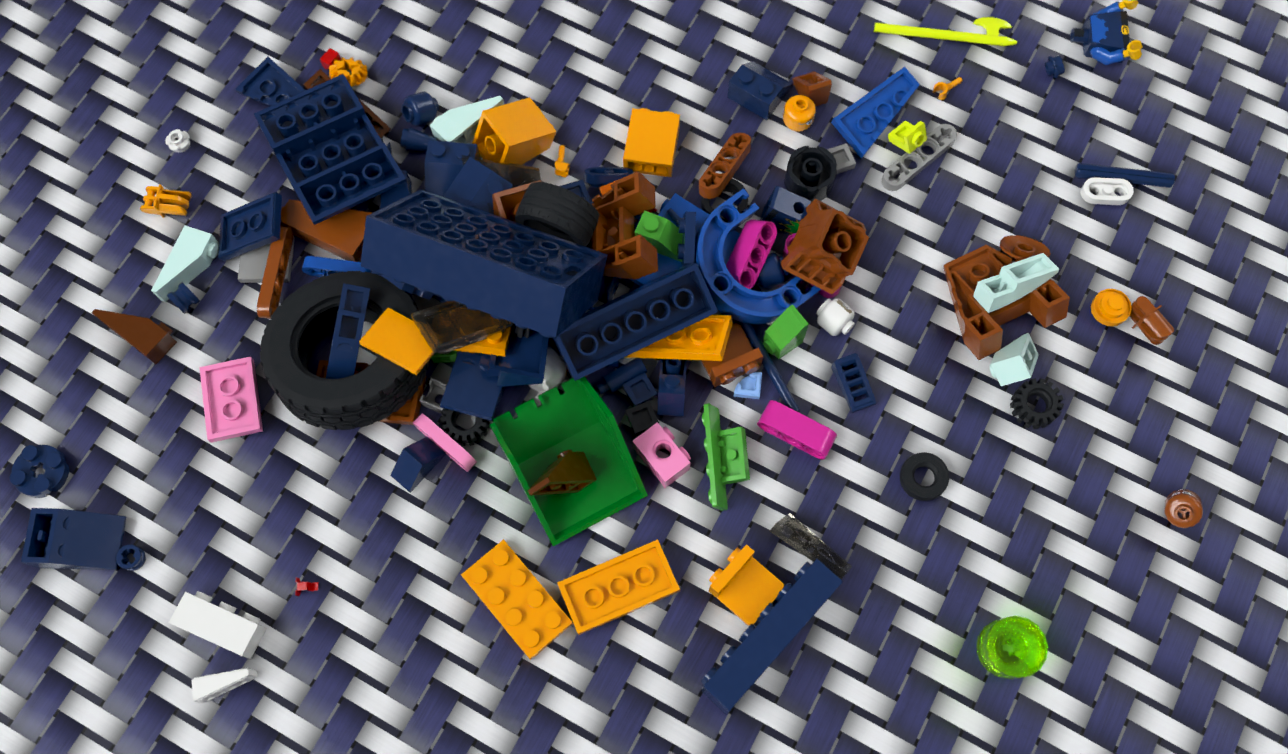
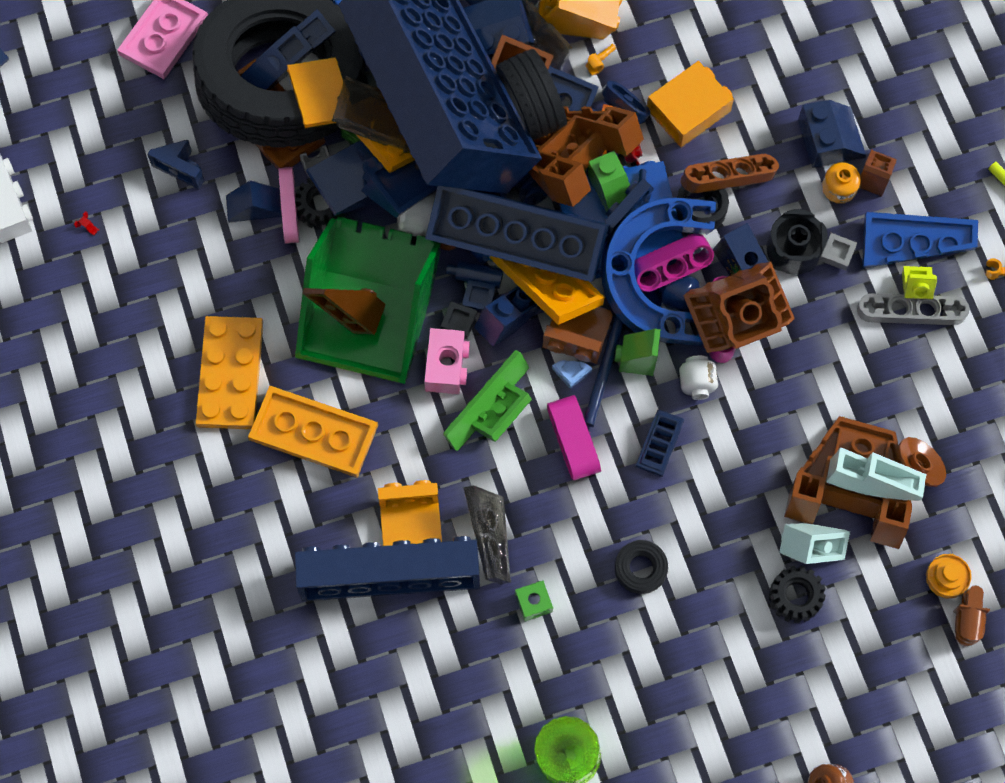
camera: 40 degrees right, 0 degrees up
(327, 485) = (174, 161): none -> dark blue slope
(872, 570) = (529, 610): none -> bright green piece

